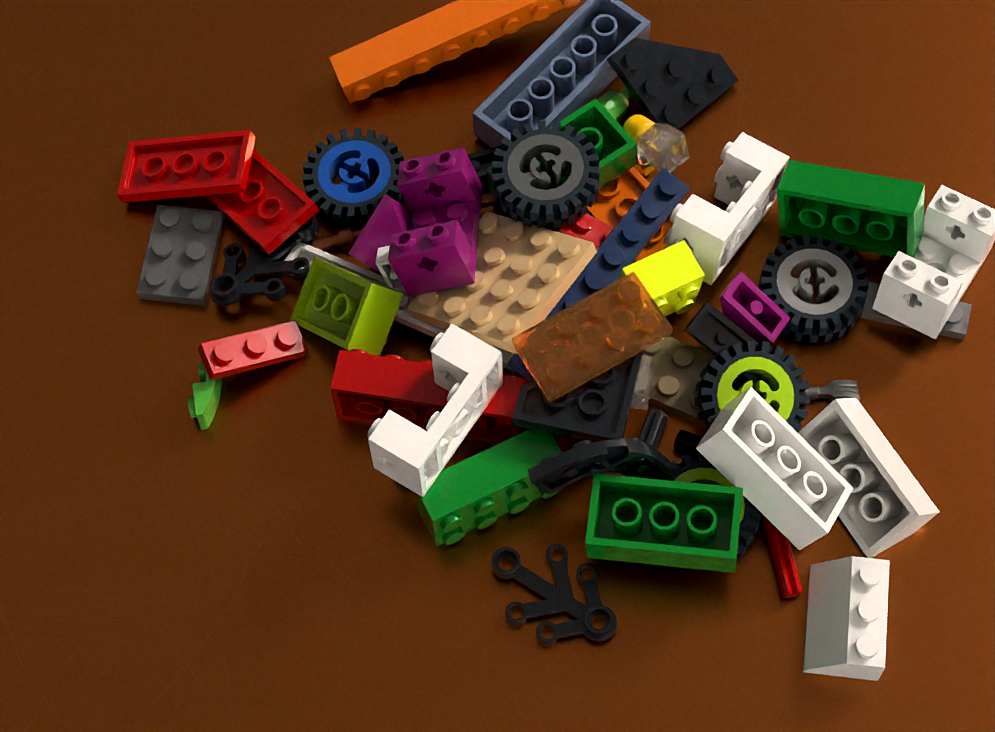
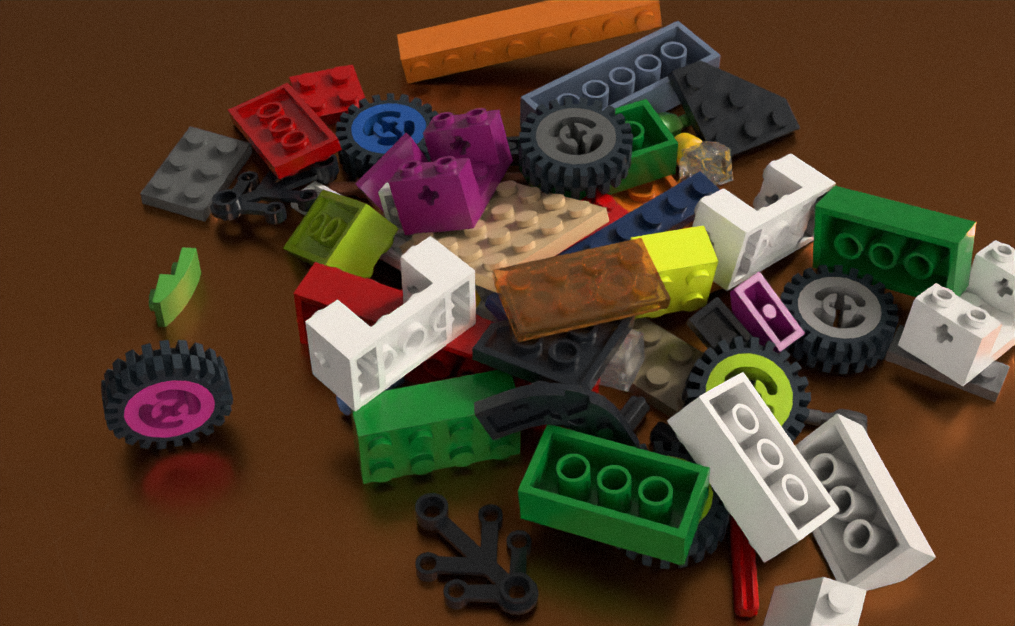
camera: 10 degrees right, 15 degrees down
(186, 166) = (228, 96): red plate -> none
(247, 513) = (166, 394): none -> black wheel
(252, 350) = (232, 259): plate -> none
(281, 134) = (329, 91): none -> red plate

